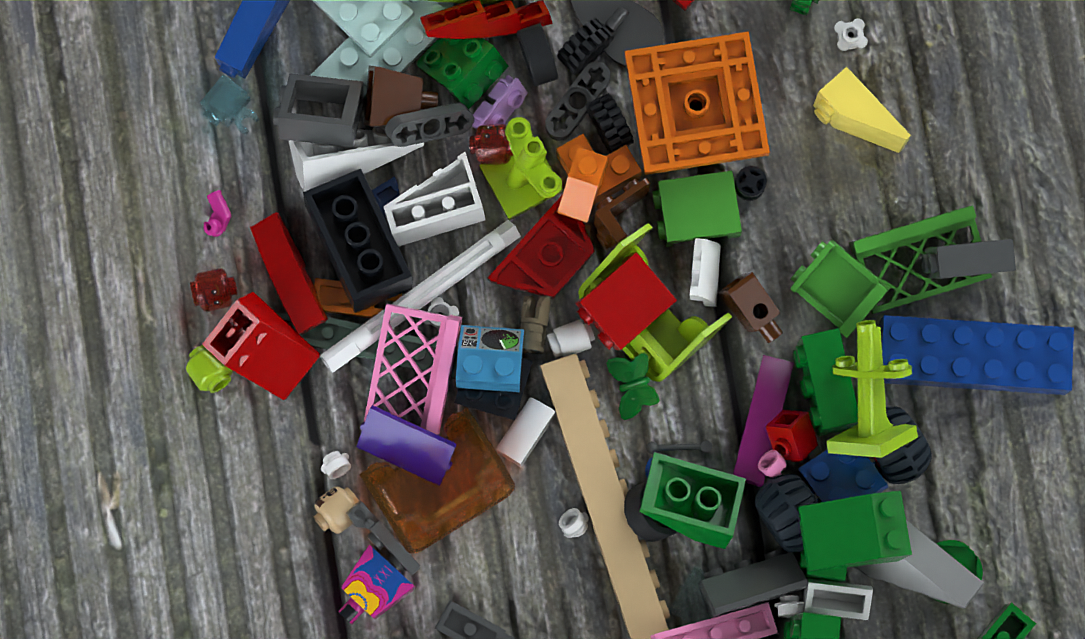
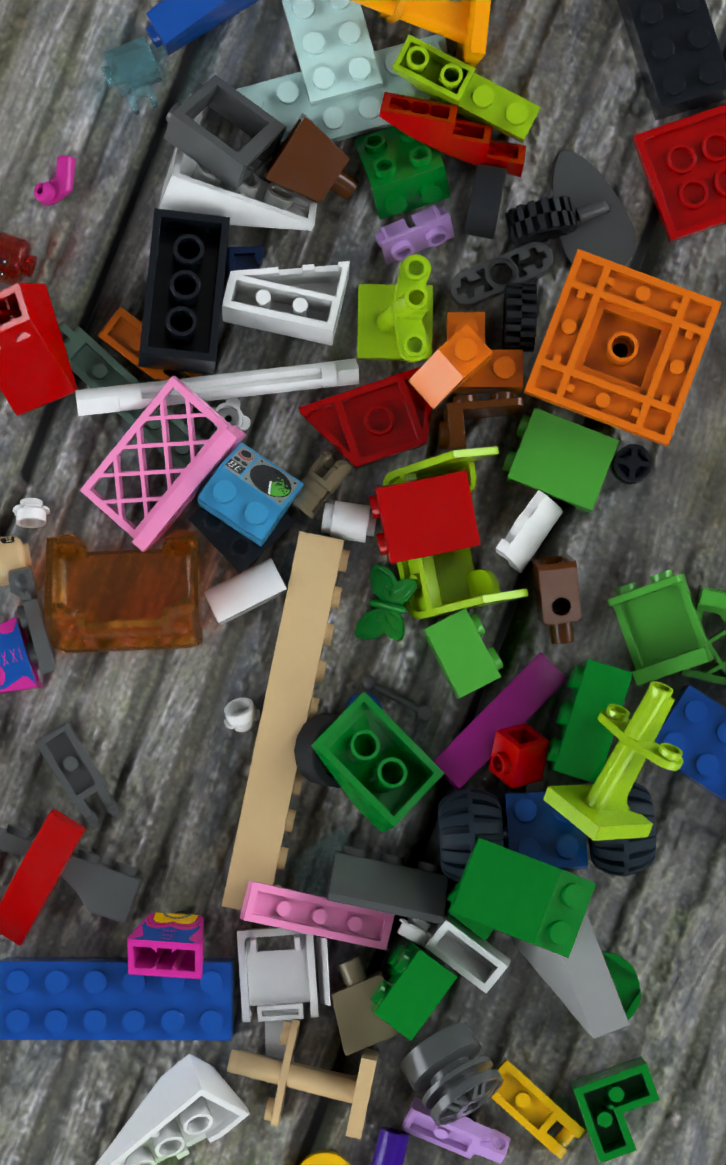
camera: 30 degrees right, 5 degrees up
(288, 273) = (93, 285): red slope -> none
(406, 445) = (113, 535): dark purple piece -> none
(417, 120) = (317, 199): dark grey beam -> none
(491, 145) = (380, 269): clear red head -> none
(708, 385) = (463, 653): none -> bright green brick
(772, 464) = (480, 773): bright pink hinge -> none

